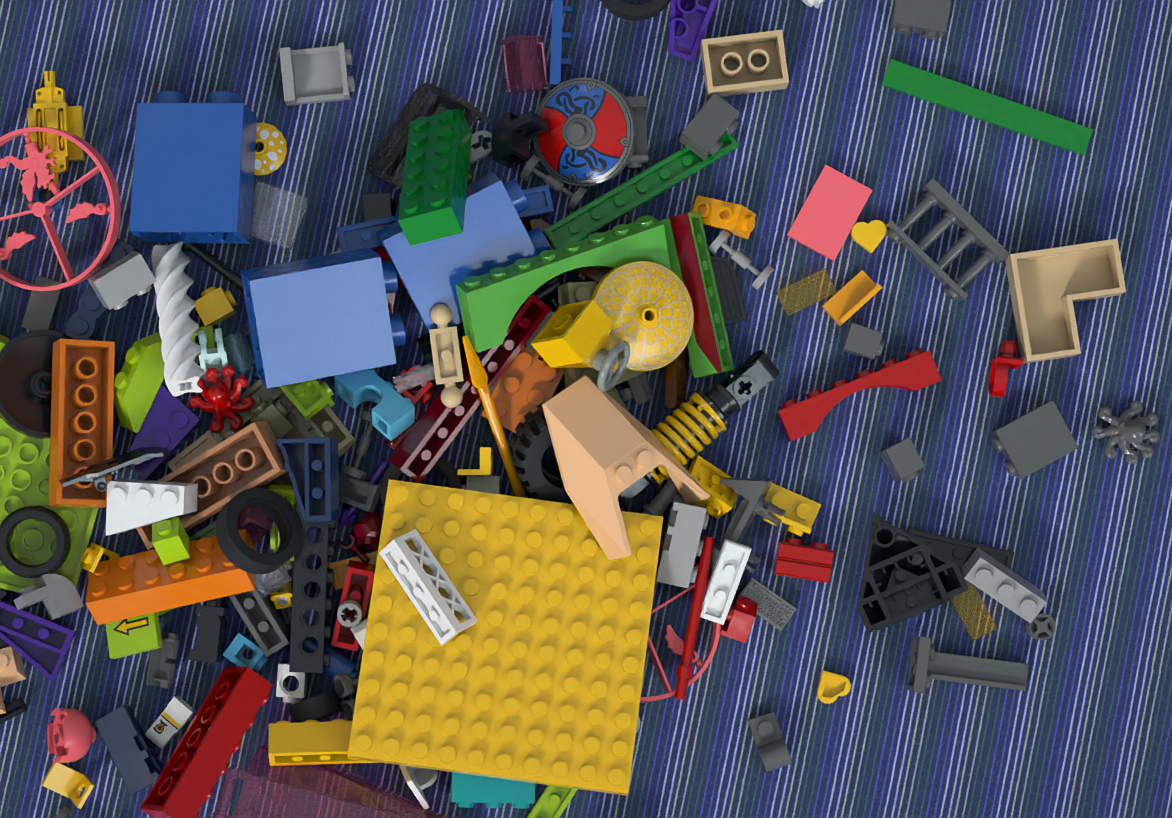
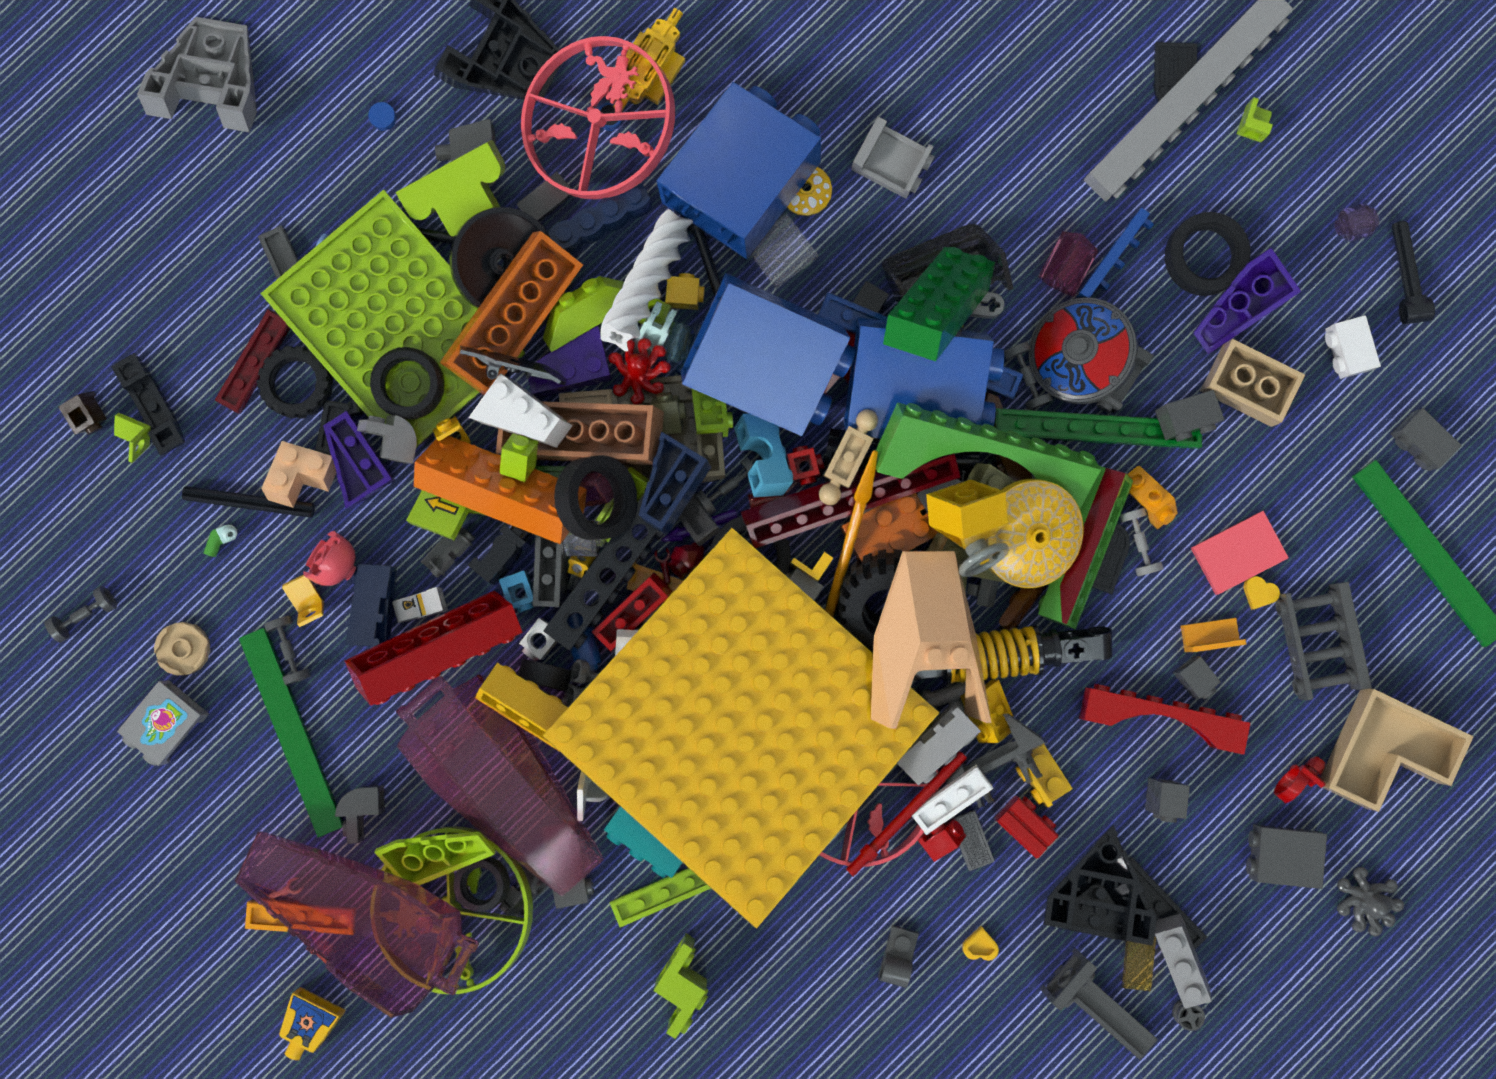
camera: 40 degrees right, 0 degrees up
(122, 280) = (623, 218): light grey brick -> none
(351, 604) = (618, 622): light grey bush -> none
(413, 378) = (811, 459): clear pin -> none
(423, 588) = (701, 638): white fence -> none
(512, 137) = (1020, 314): black brick -> none
(806, 292) = (1176, 605): clear yellow tile -> none

